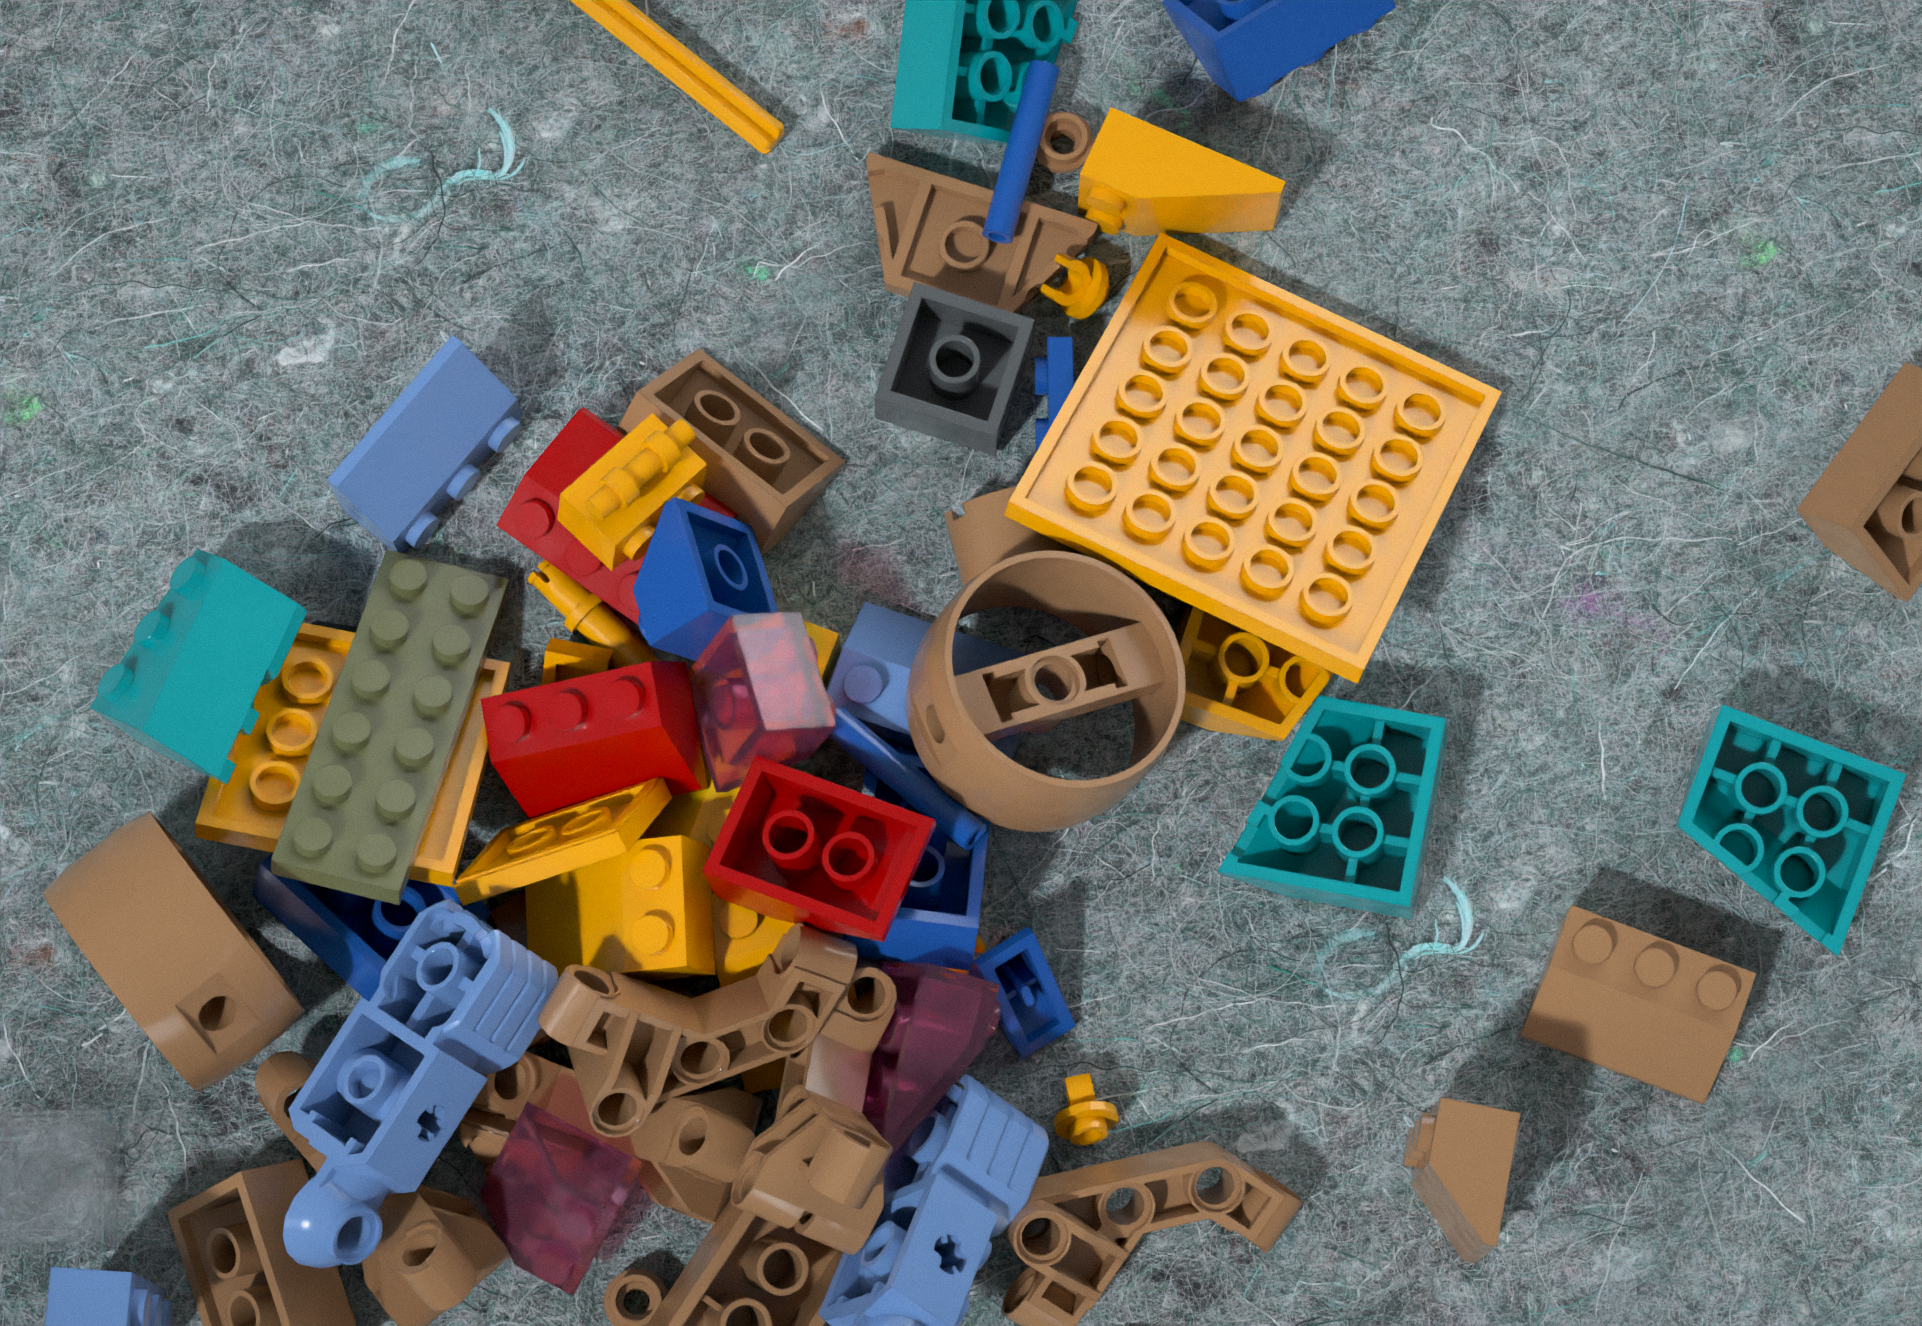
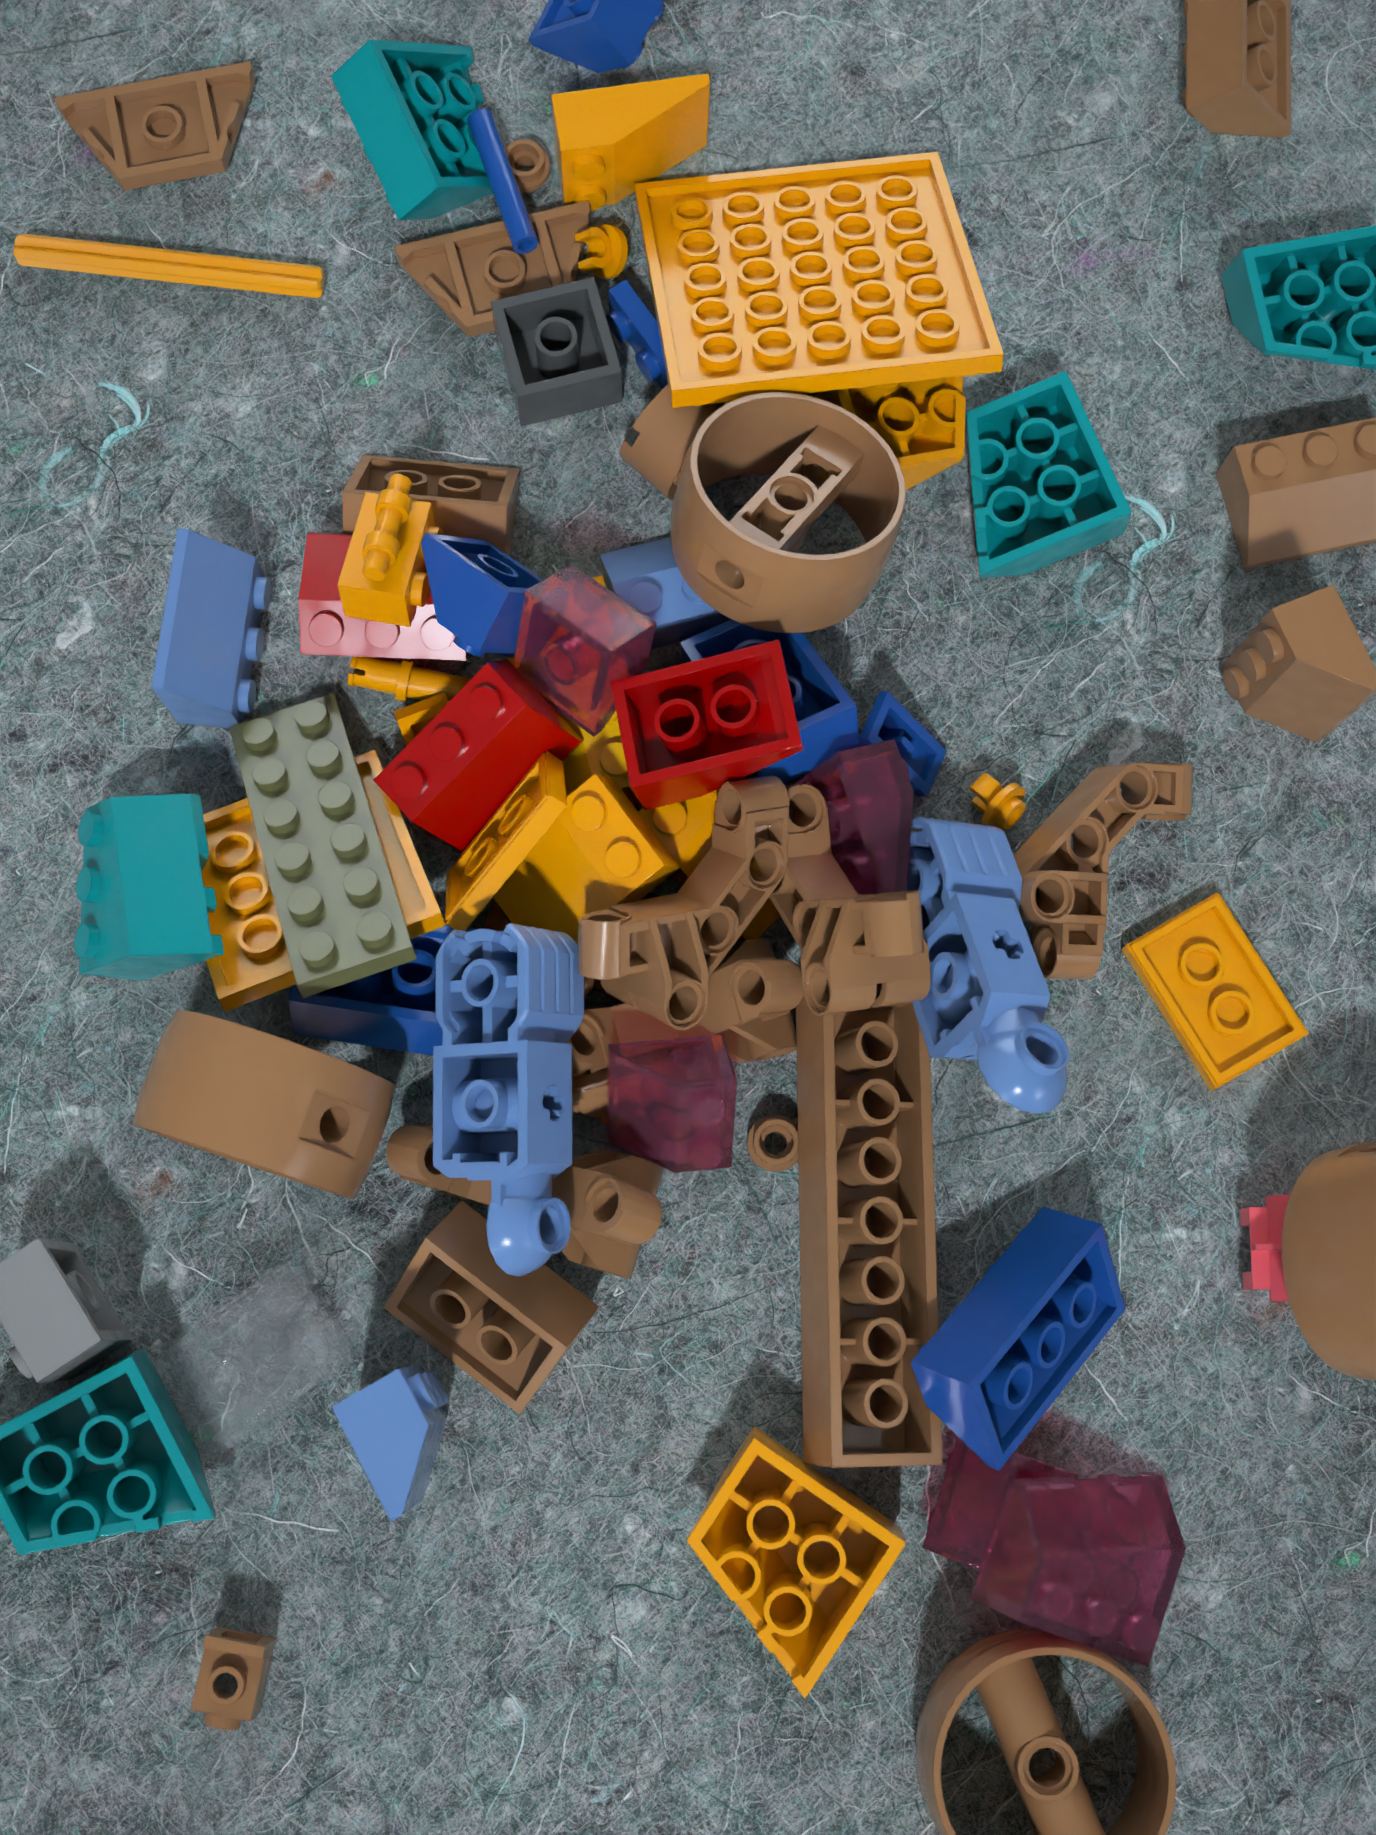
camera: 40 degrees left, 0 degrees up
(906, 780) = (725, 639): blue piece -> none

